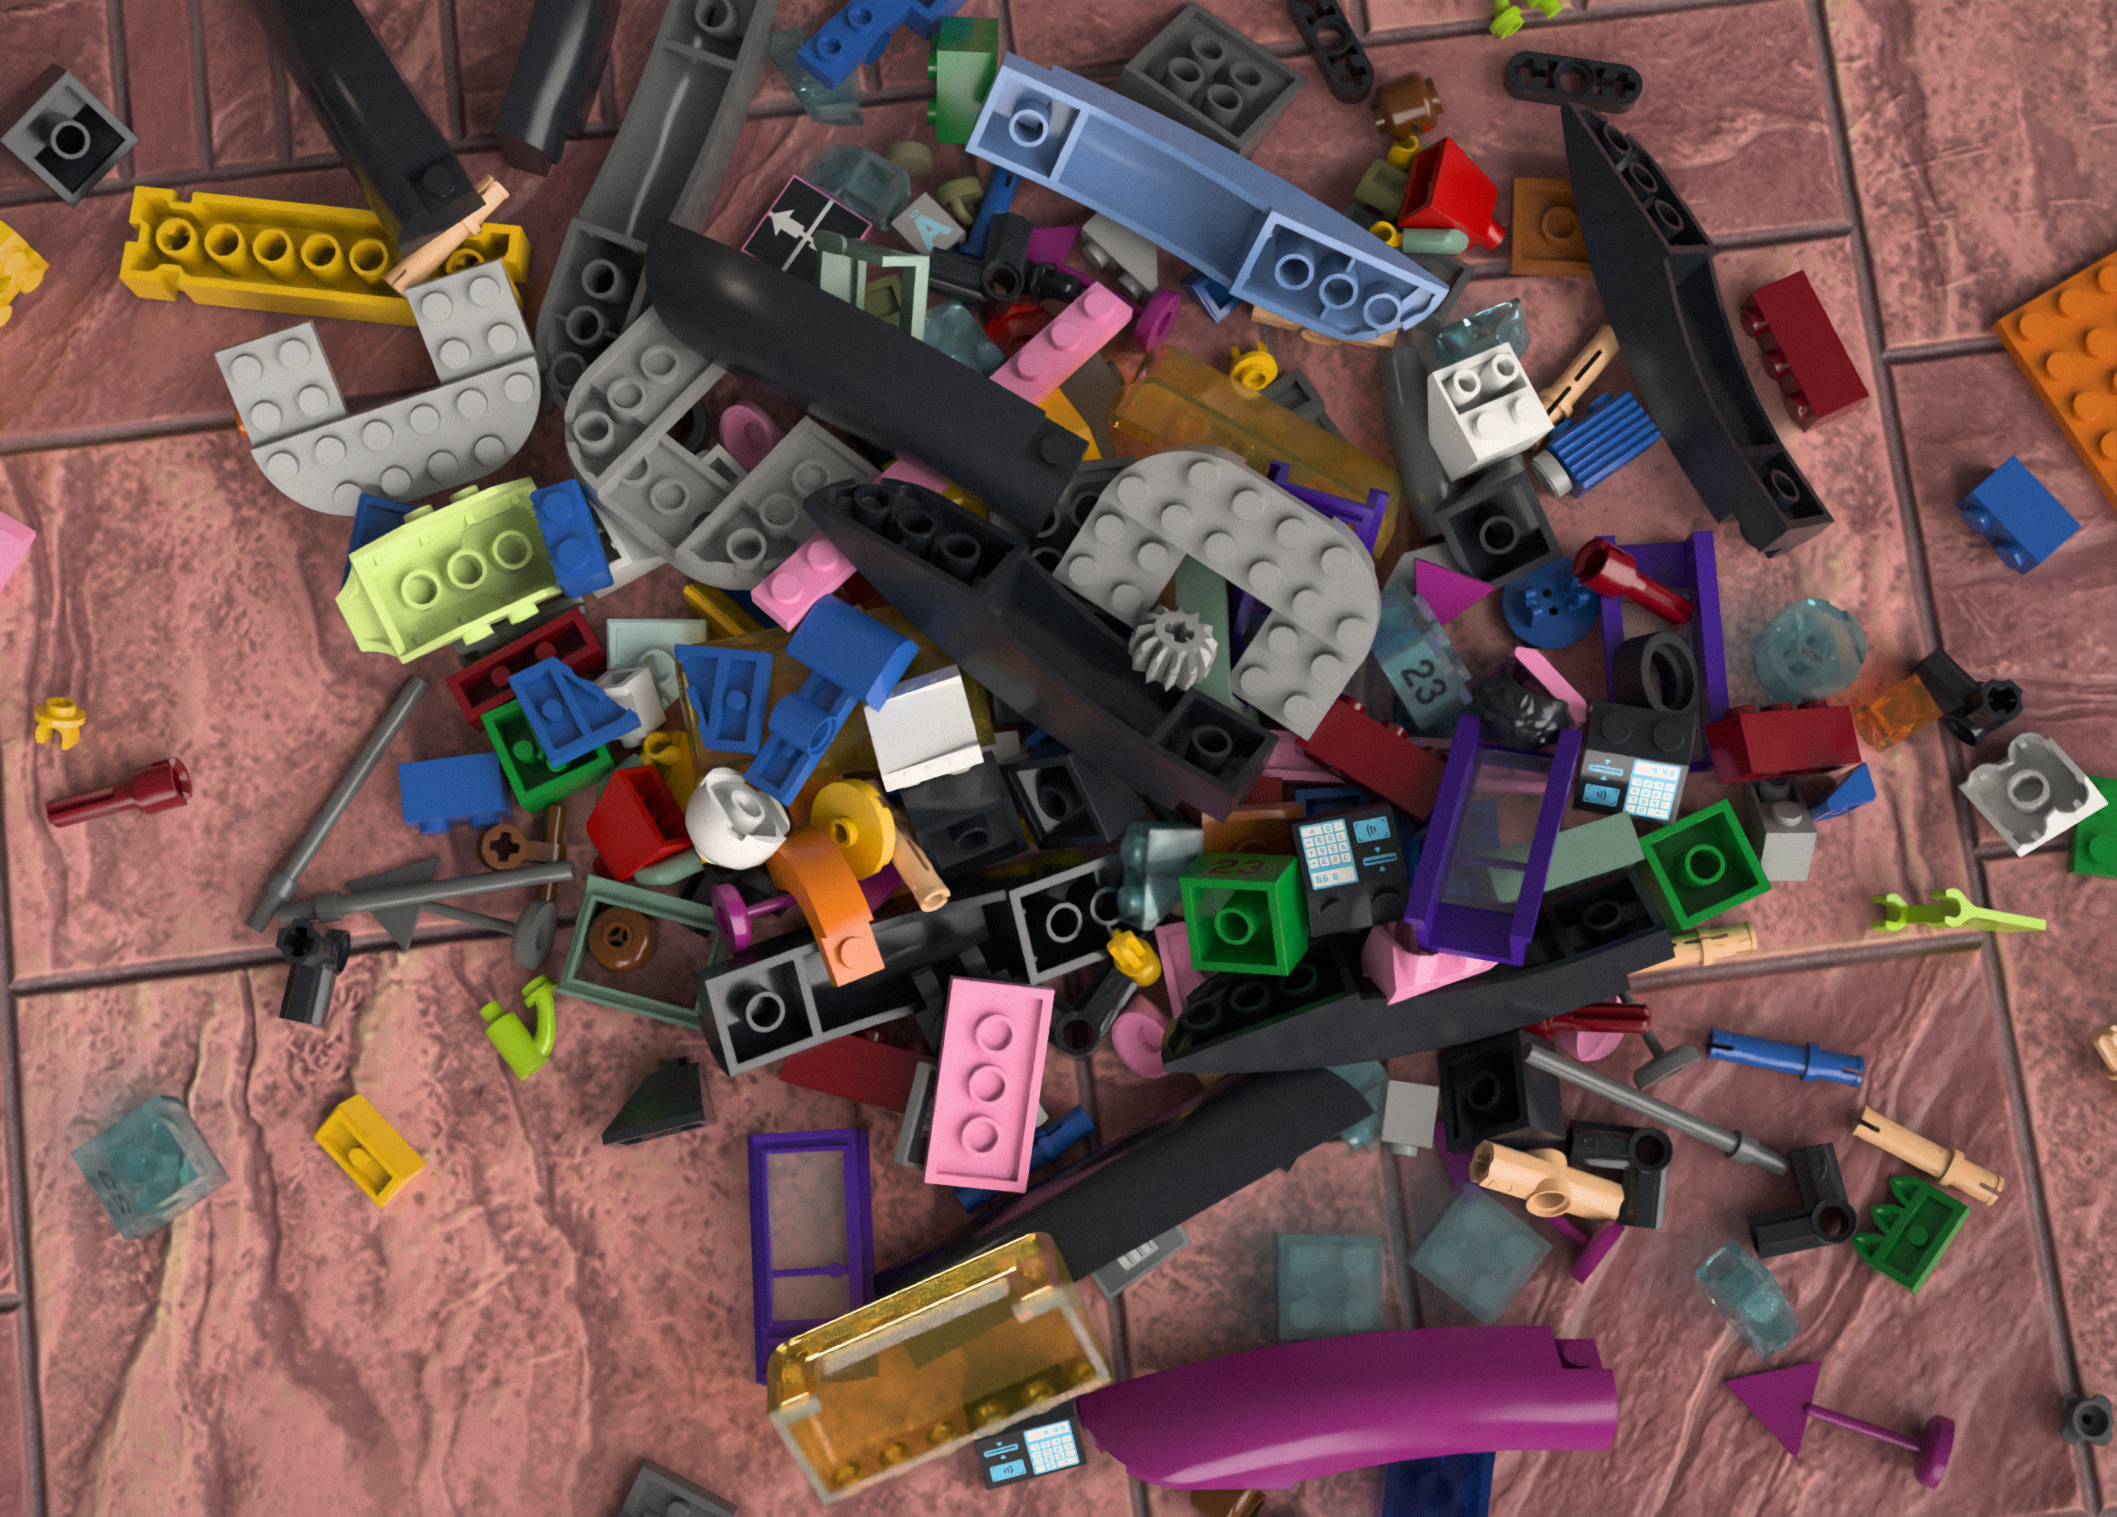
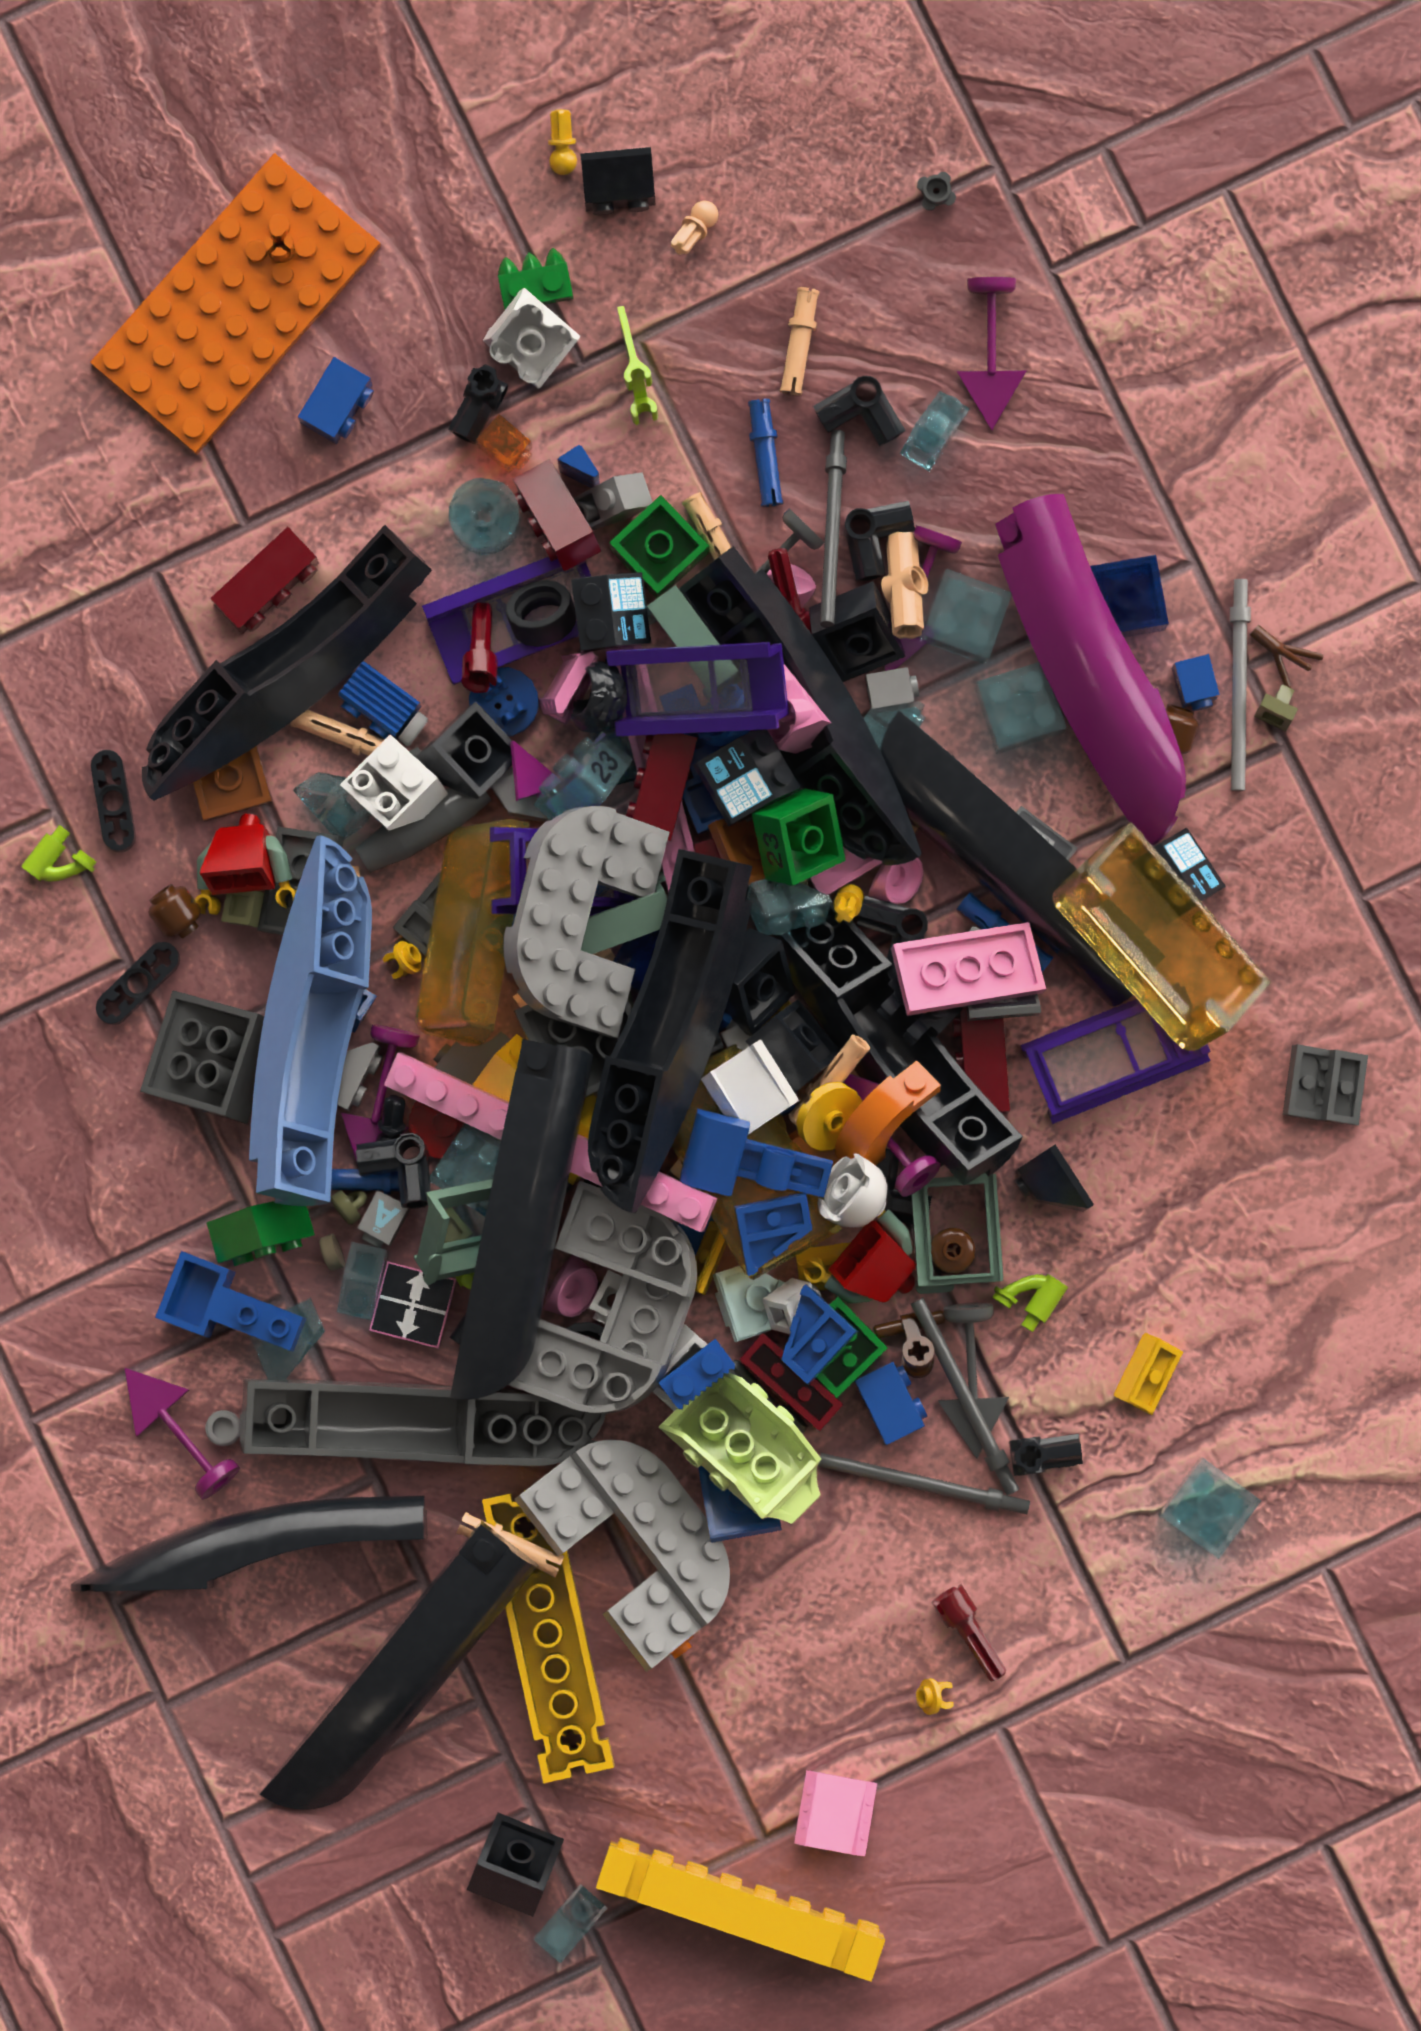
camera: 105 degrees left, 5 degrees up
(1172, 647) = (643, 938): light grey gear -> none
(1914, 1234) = (855, 335): green plate -> none

